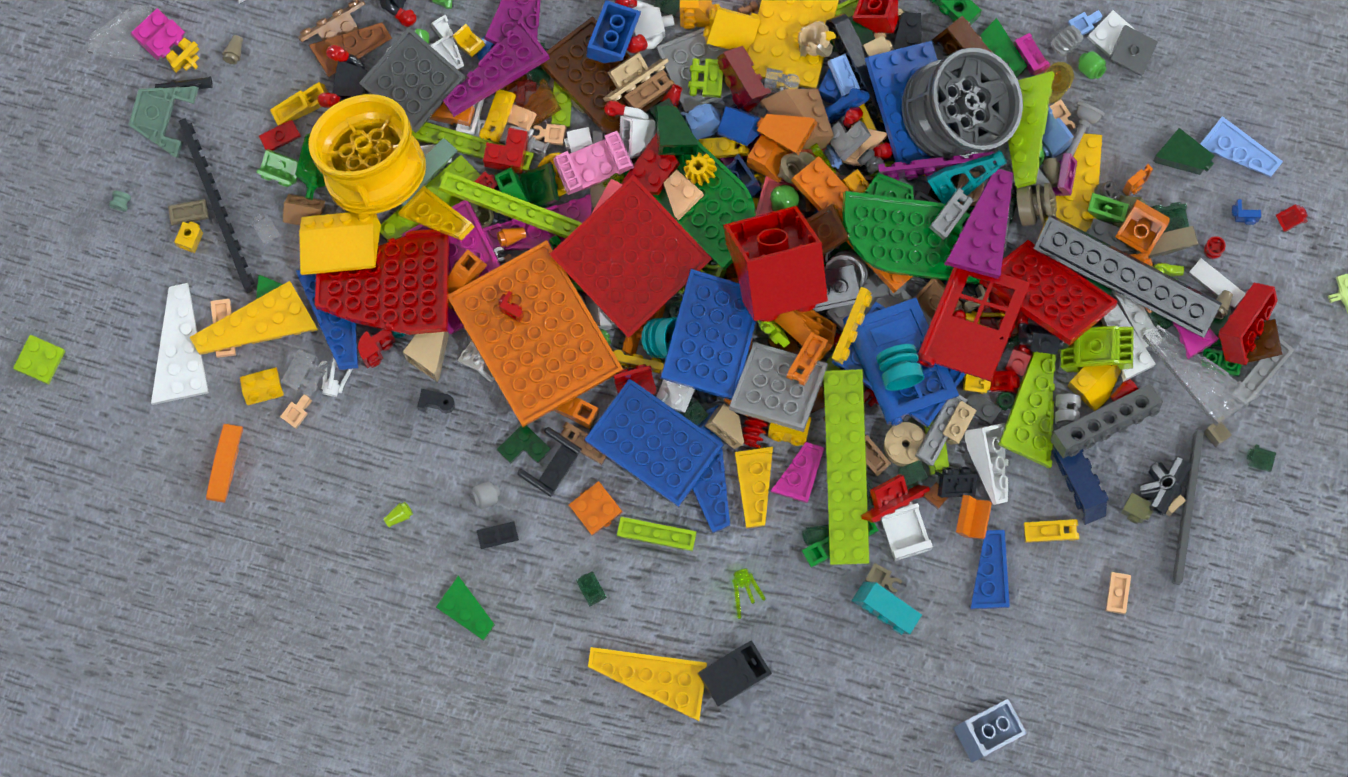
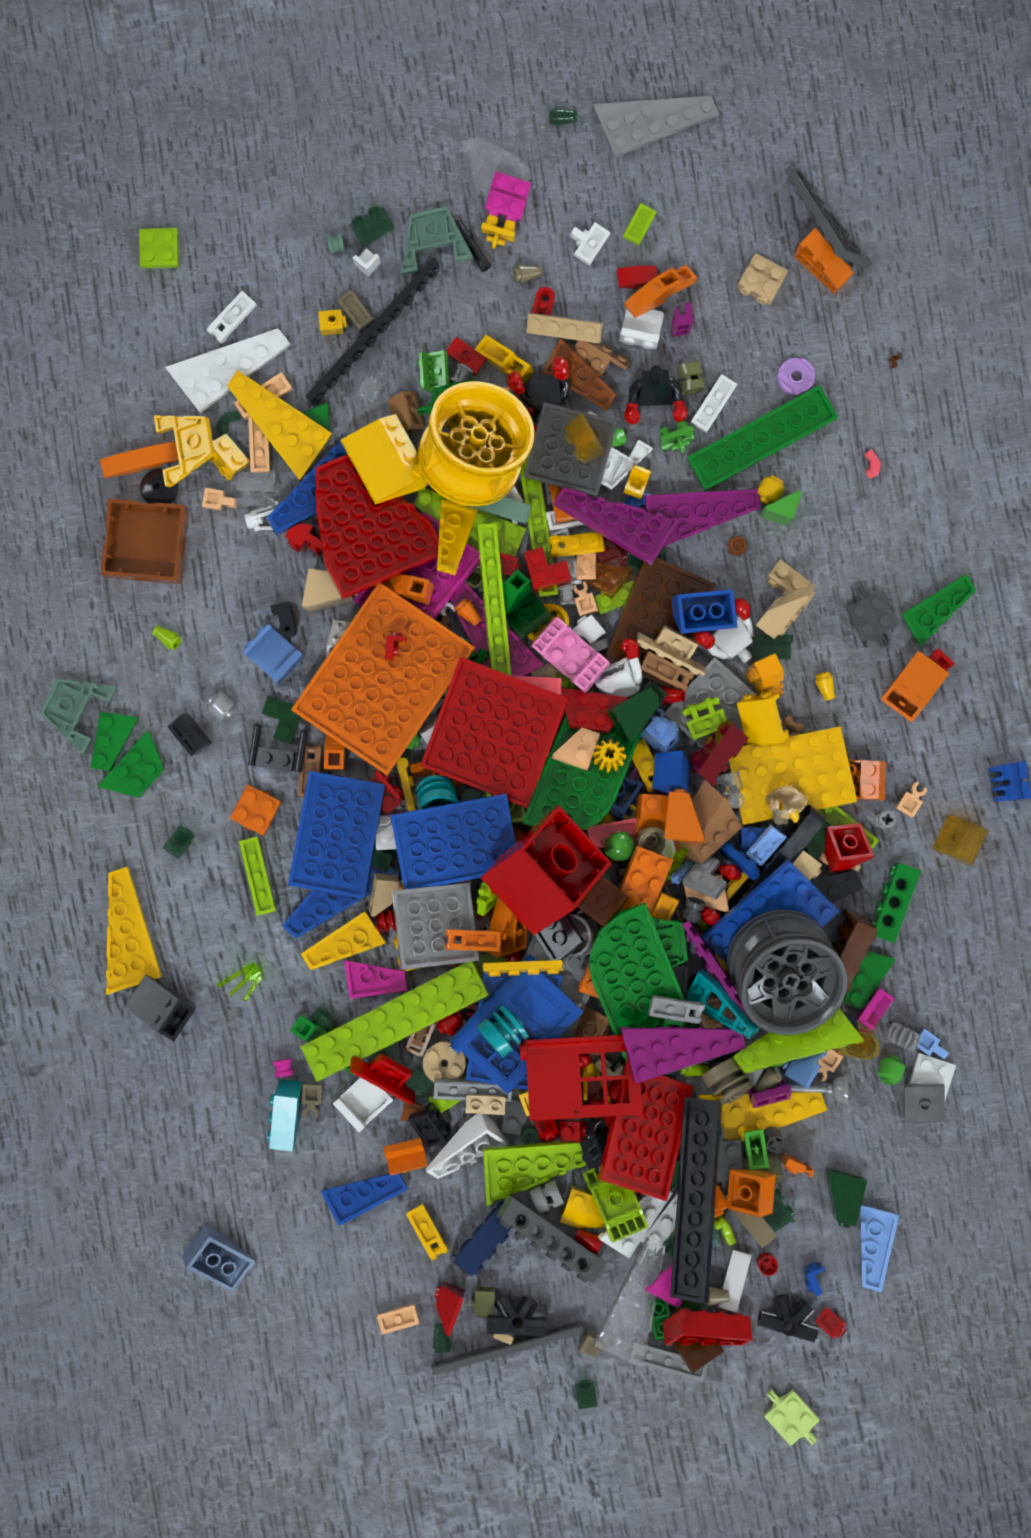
camera: 60 degrees right, 10 degrees up
(119, 163) = (371, 225): none -> clear green bracket
(136, 322) = (232, 316): none -> white plate
(150, 182) = (367, 262): none -> white panel
(226, 371) = (224, 421): none -> clear green arm
(233, 406) = (192, 442): none -> yellow wing
(264, 467) = (162, 495): none -> black dish
(268, 353) = (258, 449): none -> light nougat plate
(272, 49) = (541, 306): none -> red plate
(294, 146) = (461, 374): none -> light grey bush
(301, 37) = (564, 327): none -> tan plate
(301, 493) = (144, 541): none -> dark orange tile
(411, 60) = (583, 439): none -> clear yellow slope
(415, 635) = (66, 705): none -> sand green wing
(461, 427) = (273, 653): none -> medium blue panel
(505, 599) = (136, 769): none -> green wing
(842, 591) = (283, 1067): none -> dark pink wheel
(873, 422) = (451, 1024): none -> red head
(1014, 230) = (697, 1070): none -> lime cone
(1126, 539) = (448, 1304): none -> red slope
(1153, 562) = (441, 1341): none -> clear green cone
(1271, 244) = (784, 1313): none -> black piece

